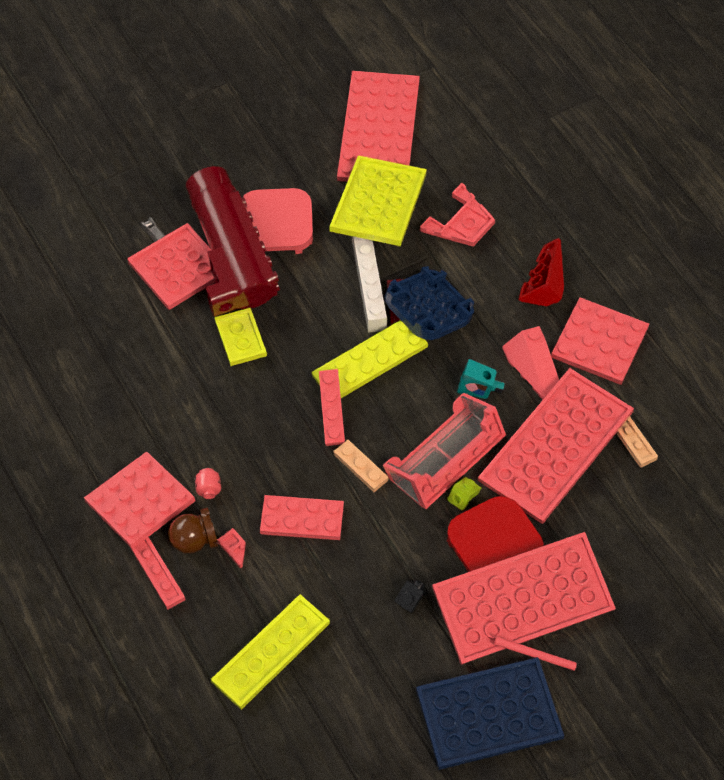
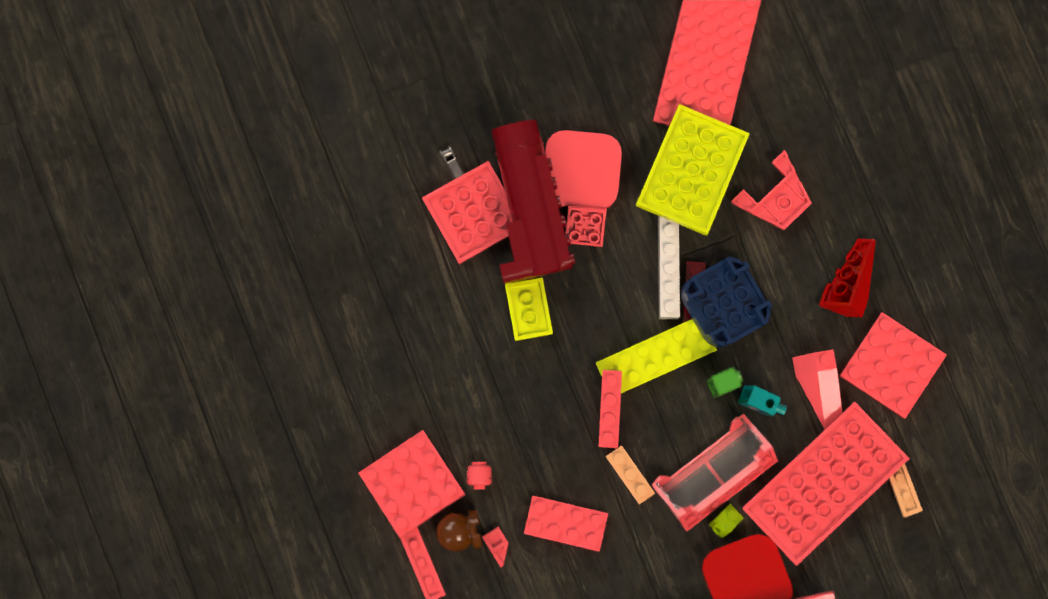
camera: 10 degrees right, 25 degrees up
(287, 260) = (586, 225): none -> coral tile
(438, 363) = (724, 382): none -> bright green brick

